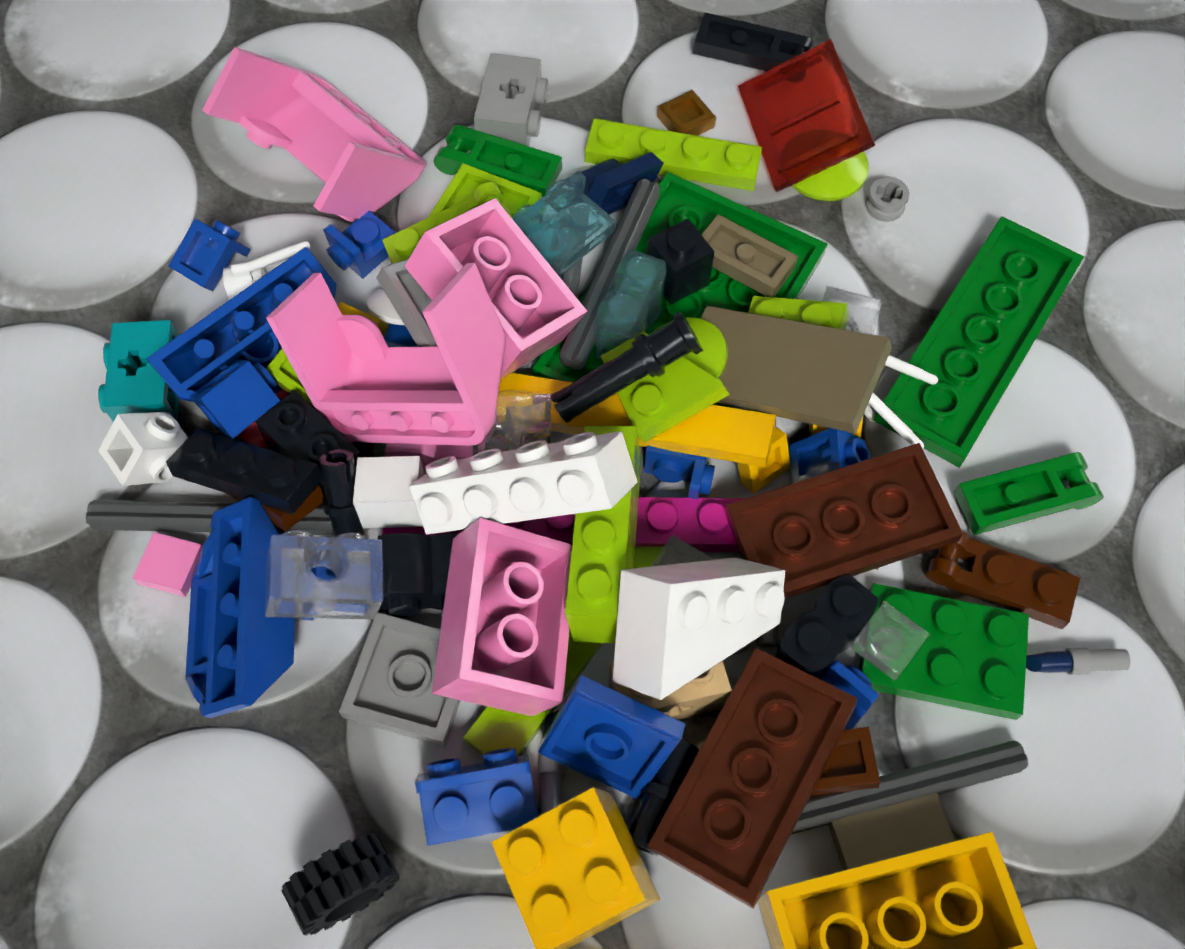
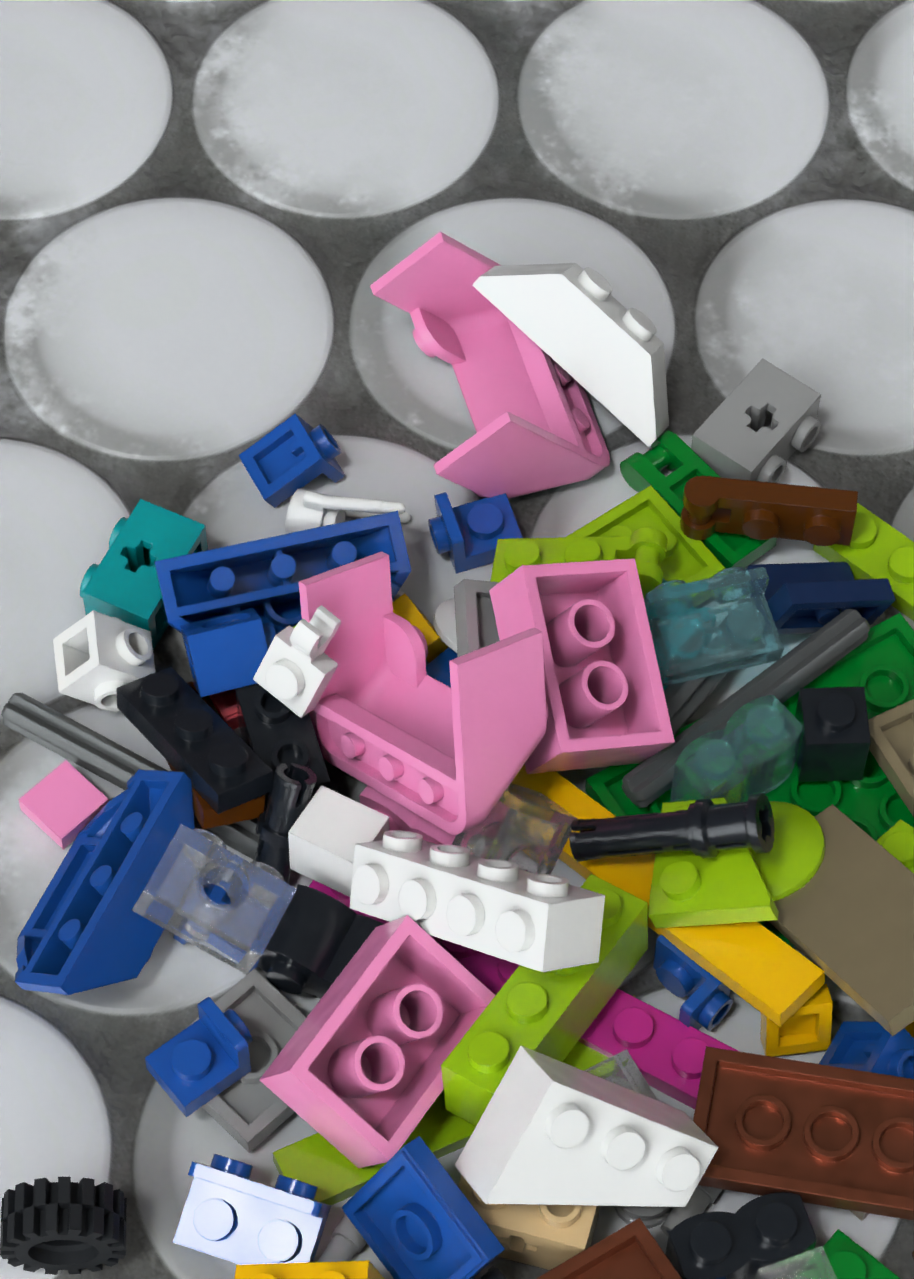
camera: 30 degrees right, 5 degrees down
(294, 381) = (296, 664): none -> white plate
(369, 80) = (589, 336): none -> white wedge
(376, 697) = (202, 1058): none -> blue bracket
(551, 142) = (767, 510): none -> reddish brown plate

